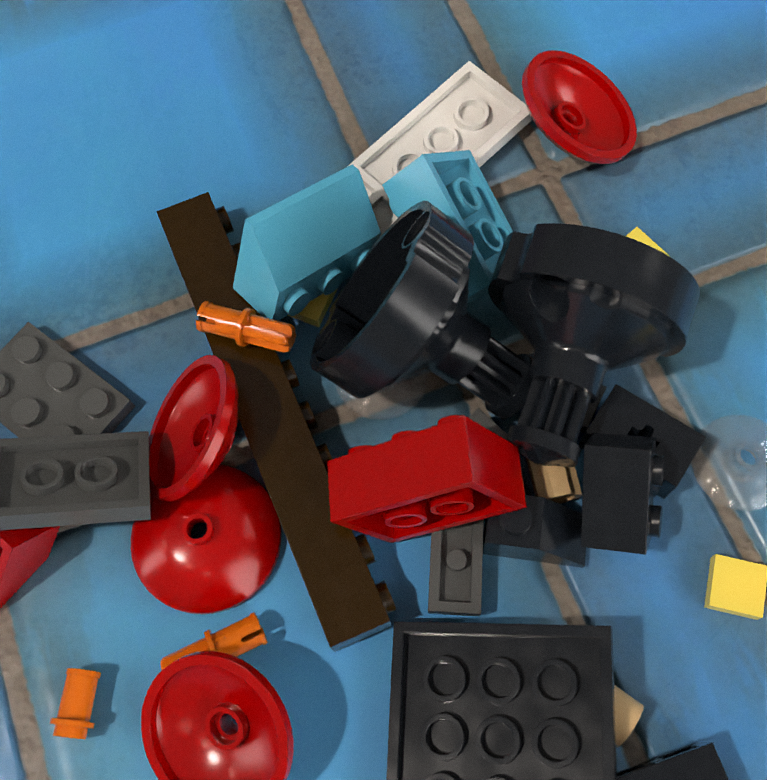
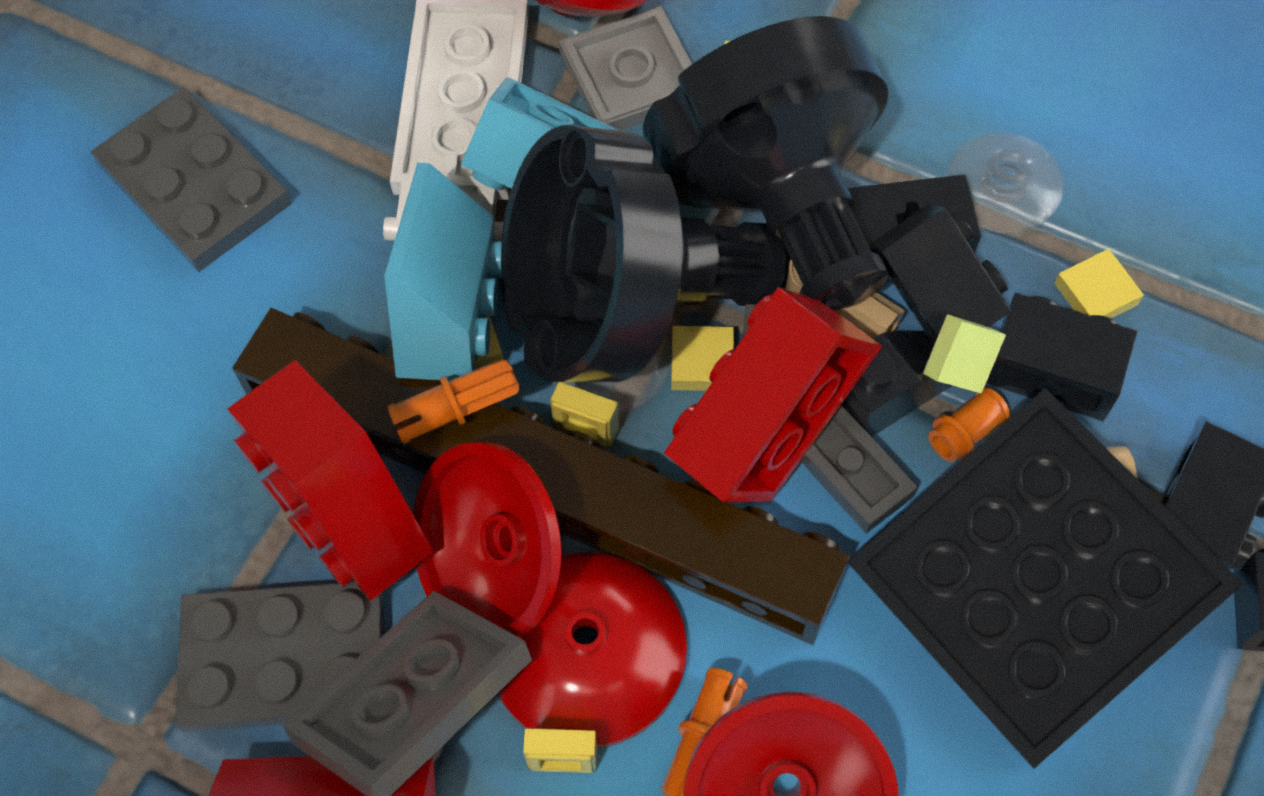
camera: 45 degrees left, 5 degrees down
(127, 319) = (332, 480): none -> red brick
(128, 585) = (560, 750): none -> light yellow tile
(249, 84) = (191, 178): none -> dark grey plate
(327, 399) = (585, 413): none -> light yellow tile
(428, 410) = (695, 354): none -> light yellow tile
(556, 602) = (956, 434): none -> orange pin
(560, 193) = (625, 66): none -> light grey tile
(585, 556) = (964, 354): none -> yellowish green tile
(662, 609) = (1066, 352): none -> black brick

